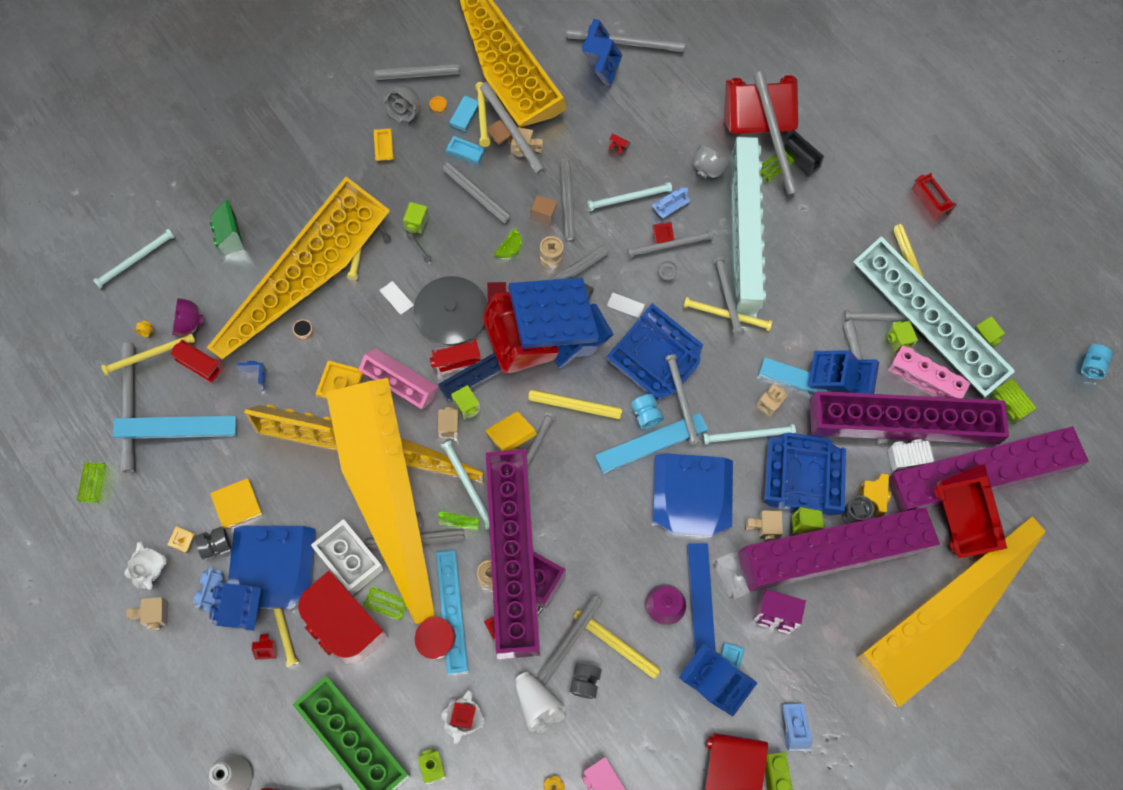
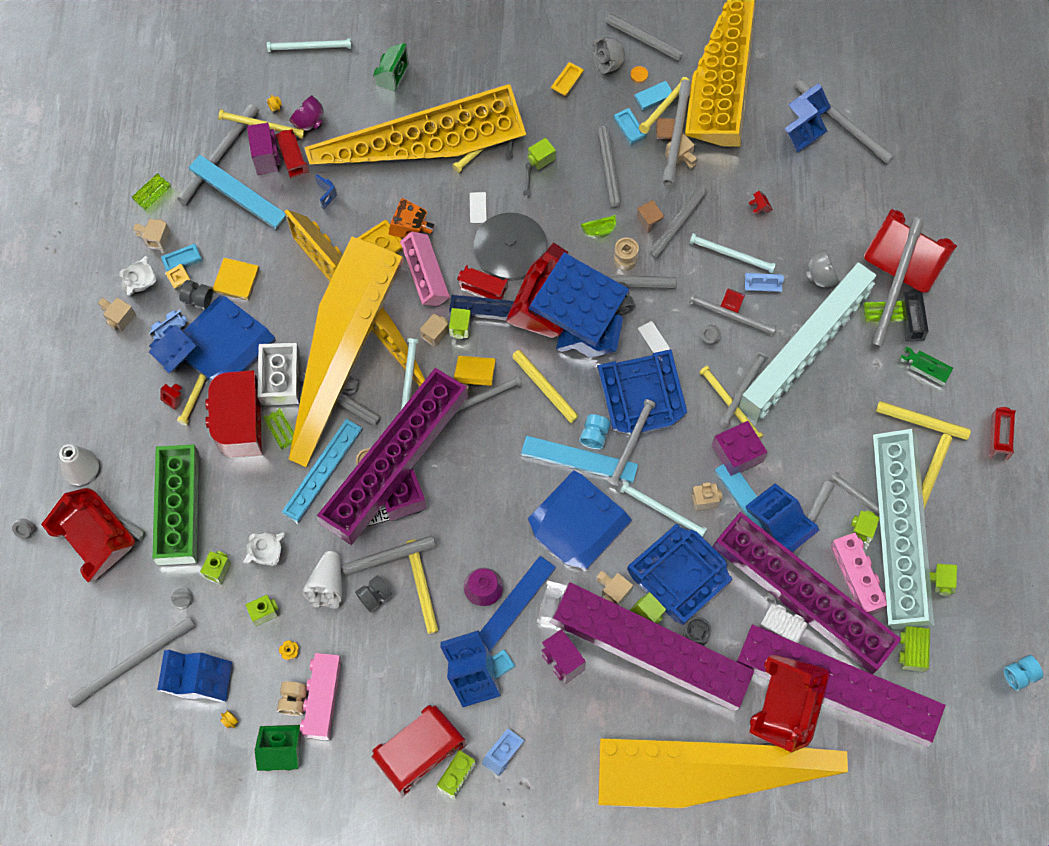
camera: 45 degrees right, 0 degrees up
(127, 517) = (154, 234): none -> tan brick
(169, 373) = (263, 148): none -> magenta brick
(172, 517) = (186, 256): none -> medium azure tile
(302, 329) = (387, 183): black tile -> none
(351, 347) = (409, 219): none -> orange torso
(434, 638) = (293, 479): red tile -> none
(458, 521) = (380, 407): clear neon green tile -> none
(462, 715) = (263, 545): red tile -> none
(503, 771) = (262, 610): none -> lime brick
(765, 343) = (739, 448): none -> magenta brick
(841, 183) = (927, 365): none -> green plate
(871, 226) = (923, 420): none -> light yellow axle
(878, 493) = (726, 632): yellow brick -> none

